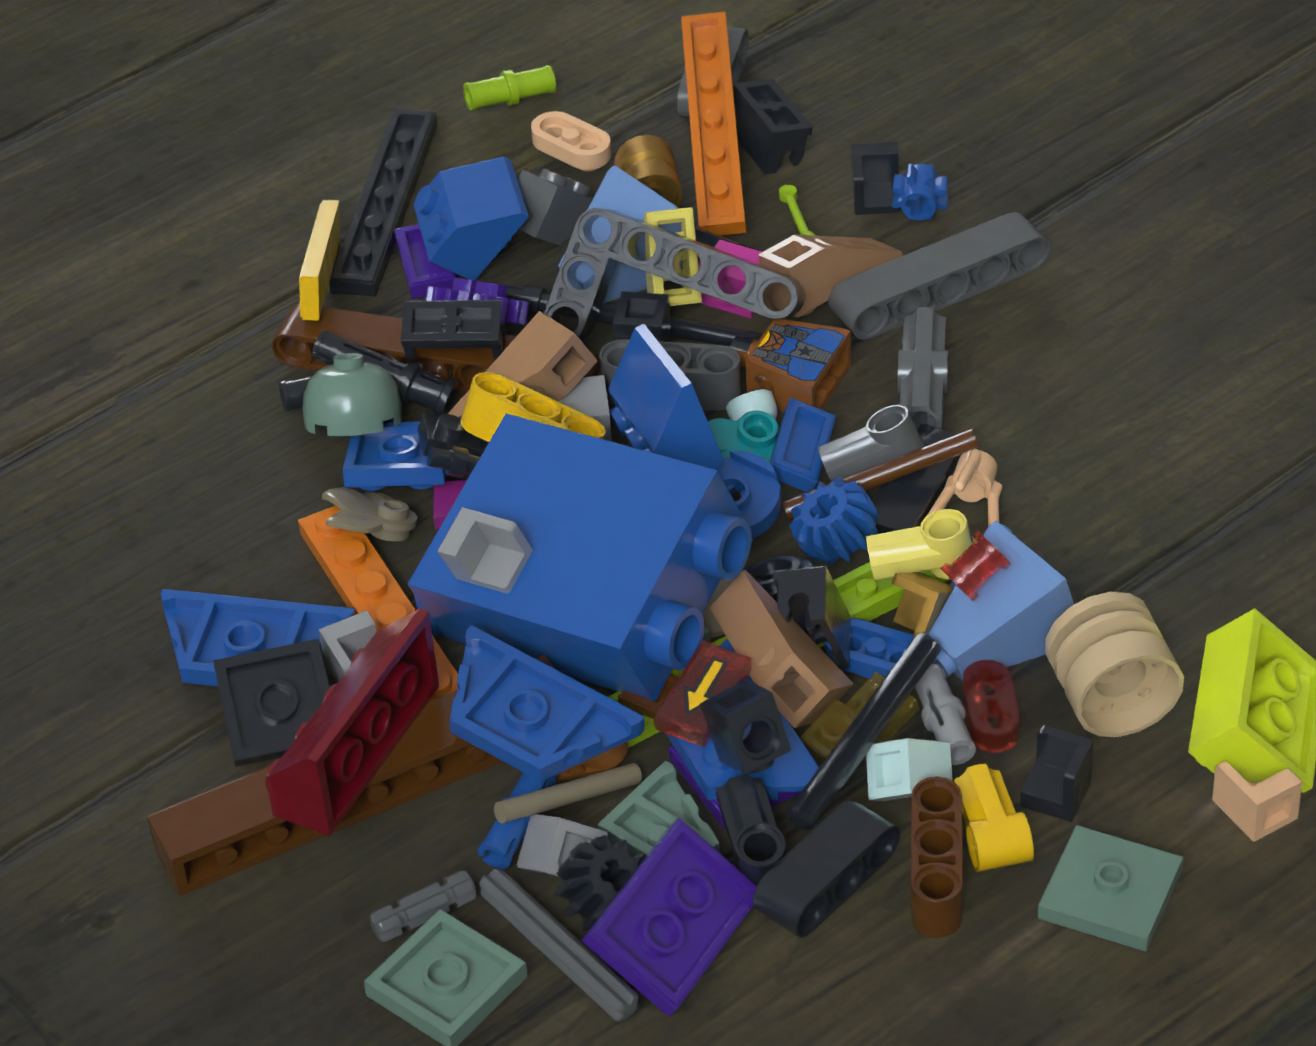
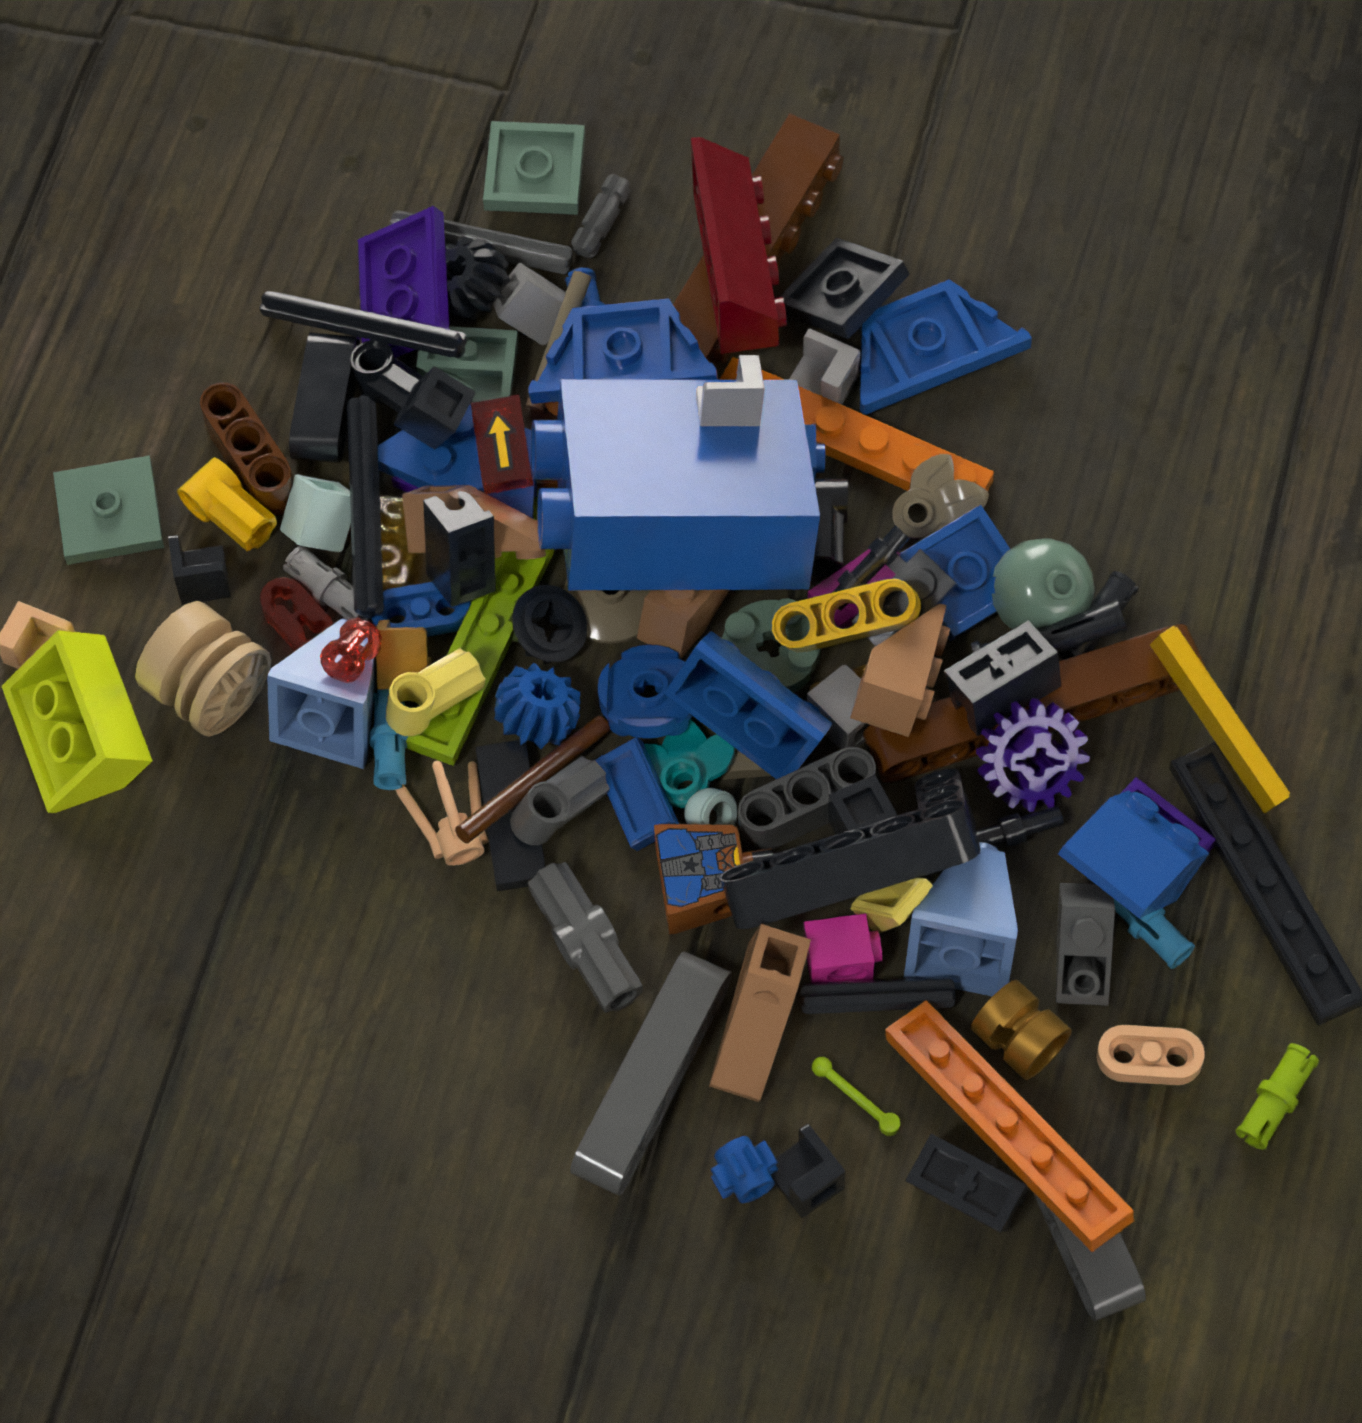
camera: 145 degrees right, 20 degrees up
(746, 885) = (363, 324): none -> black axle

